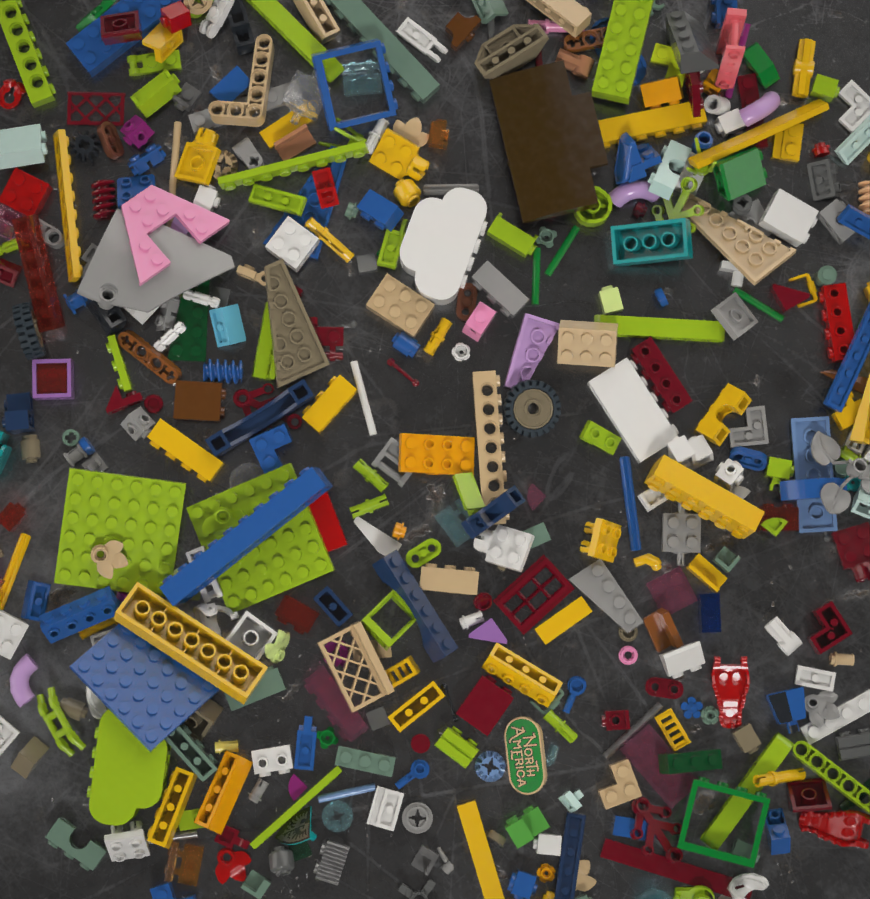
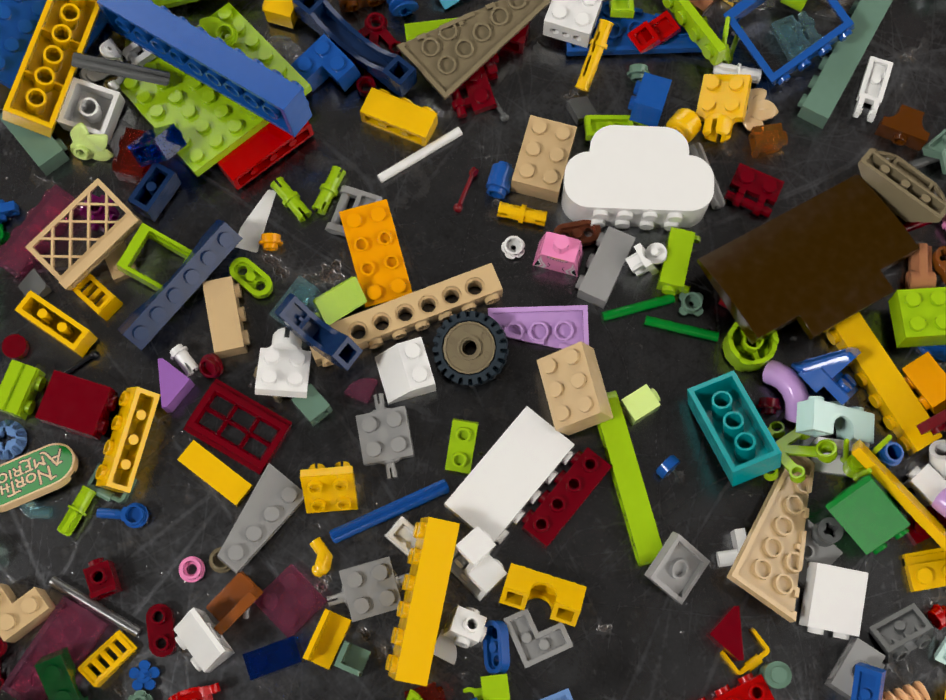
camera: 80 degrees right, 10 degrees down
(231, 603) = (120, 69): none -> dark grey axle
(304, 591) = (157, 145): none -> clear blue brick
(469, 155) = (756, 184): none -> dark red plate
(505, 257) = (644, 259): none -> white hips
(532, 460) = (405, 371): none -> white slope
(574, 490) = (385, 436): none -> light grey plate
(758, 304) = (704, 599): green bar -> none

